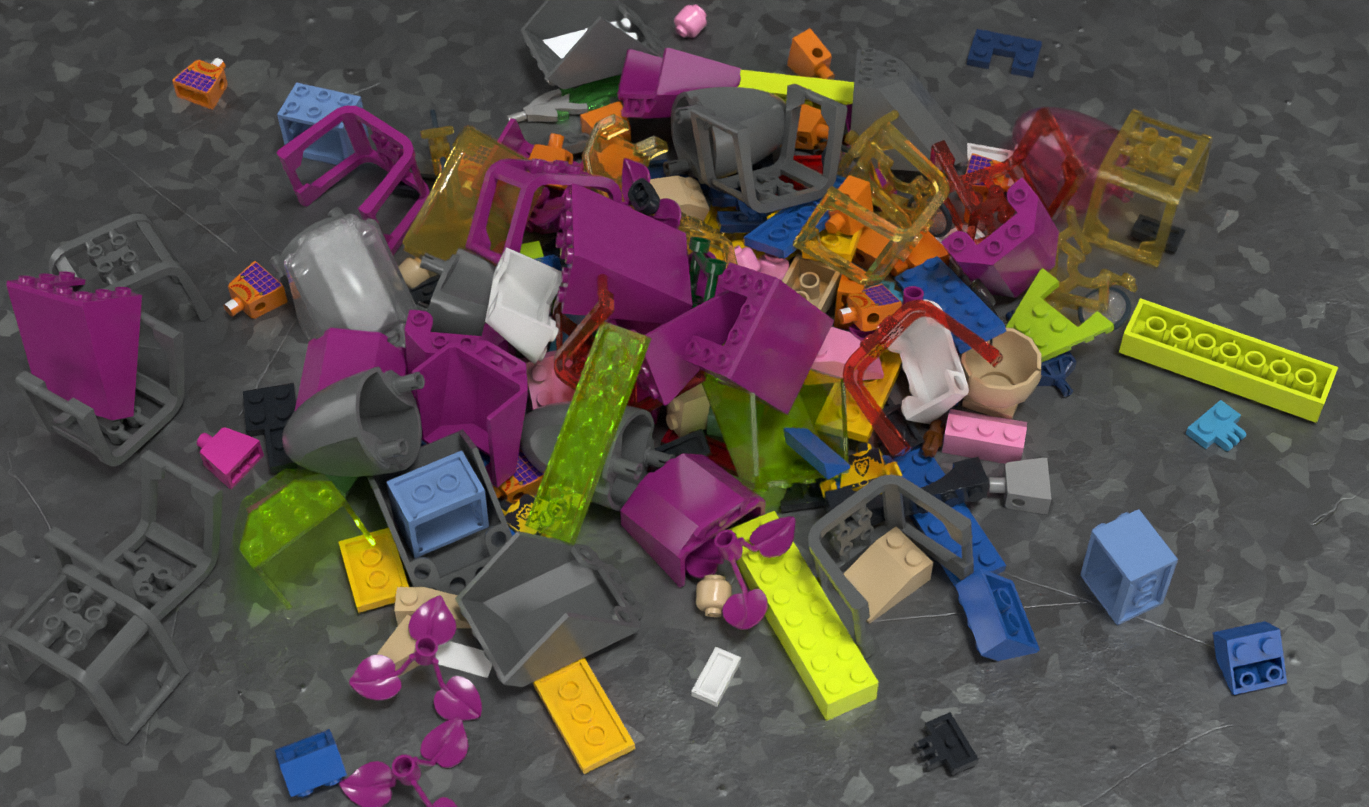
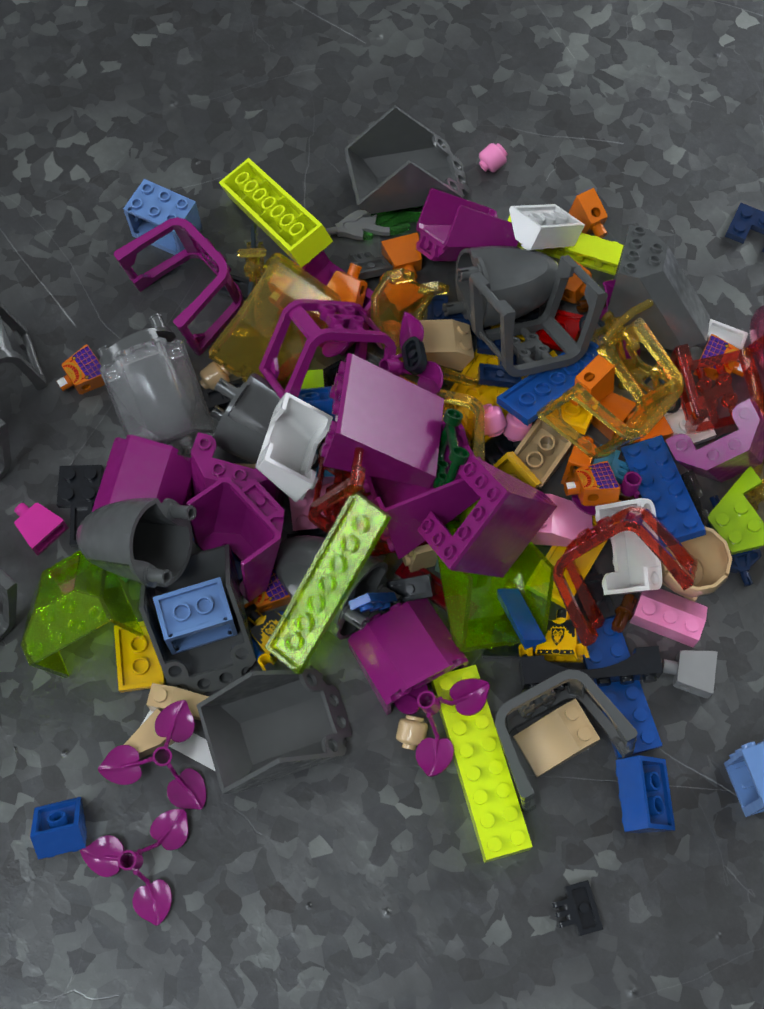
camera: 10 degrees right, 15 degrees up
(202, 83) = (72, 156): orange torso -> none
(455, 94) = (276, 212): none -> neon yellow brick
(584, 715) = (286, 825): yellow plate -> none
(644, 451) = (373, 602): none -> blue plate
(716, 676) = (400, 806): white tile -> none
(763, 67) = (544, 226): none -> white slope

